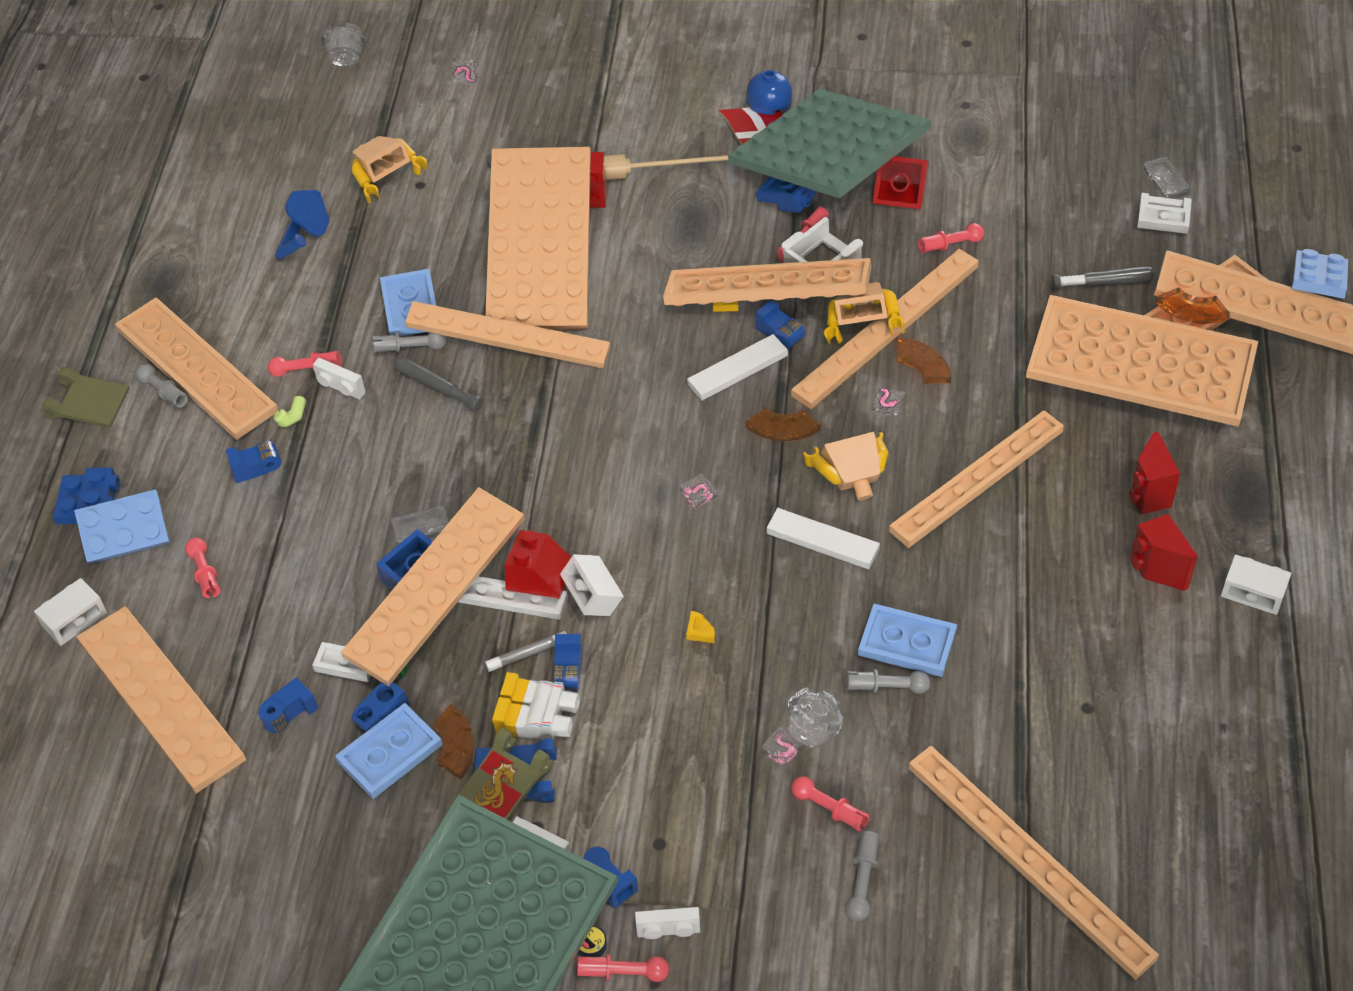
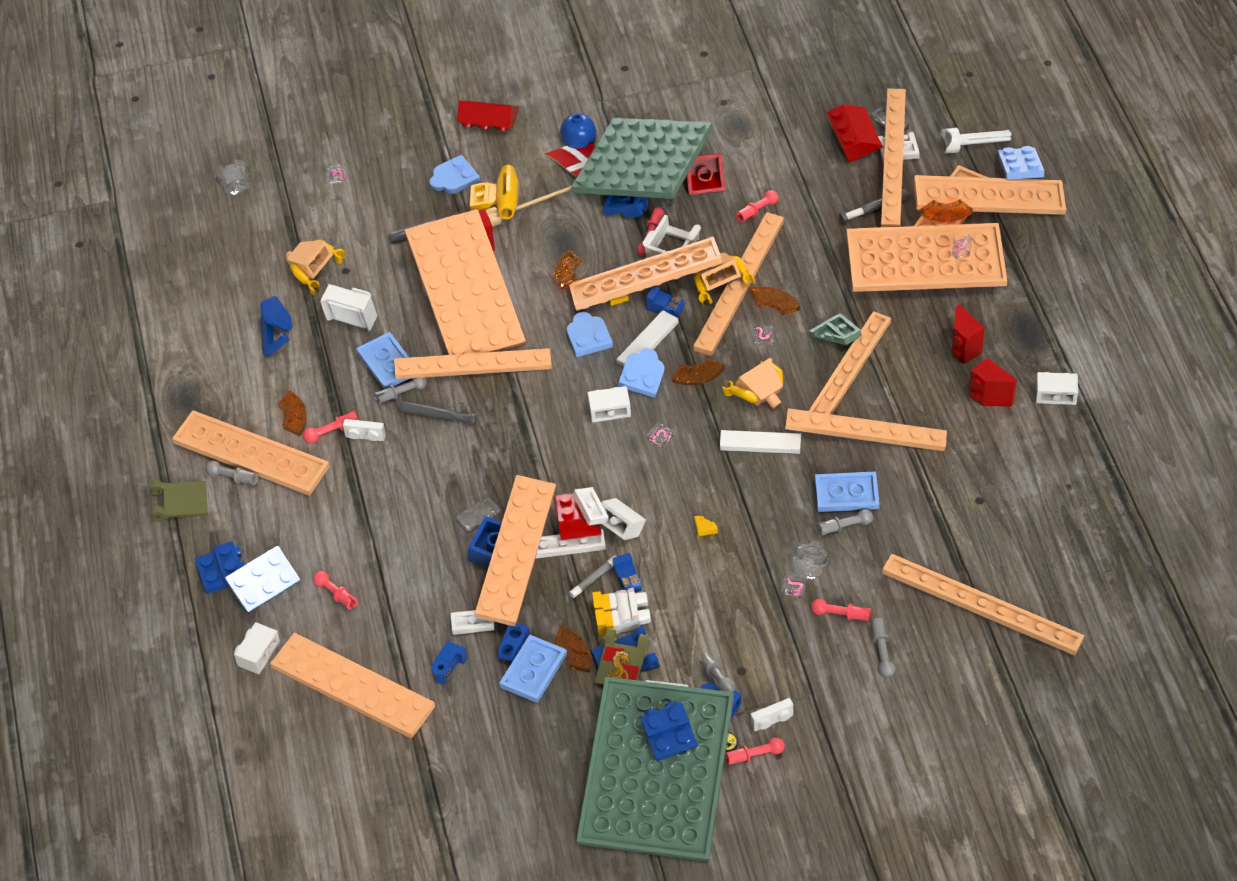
camera: 20 degrees left, 0 degrees up
(253, 461) = (332, 506): blue leg -> none
(273, 335) = (295, 413): none -> clear orange tile
(288, 418) = (343, 465): yellowish green arm -> none
(396, 224) = (349, 306): none -> white piece
(505, 901) = (668, 730): none -> blue plate
(555, 556) = (590, 506): none -> white plate
(598, 108) = (454, 176): none -> light blue plate
(617, 830) = (714, 669): none -> light grey pin
(638, 144) = (502, 193): none -> yellow plate
(650, 432) = (609, 404): none -> white brick
(667, 339) = (588, 334): none -> light blue plate
(669, 48) = (486, 115): none -> red slope
(677, 251) = (565, 269): none -> clear orange tile
(710, 405) = (642, 373): none -> light blue plate
(969, 564) = (866, 429): none -> light nougat plate
(985, 421) = (837, 330): none -> sand green wing
(1113, 178) = (854, 131): none -> red slope
(1150, 225) = (893, 158): none -> light nougat plate
(1193, 357) = (962, 246): none -> clear tile
(1242, 222) = (954, 140): none -> white piece

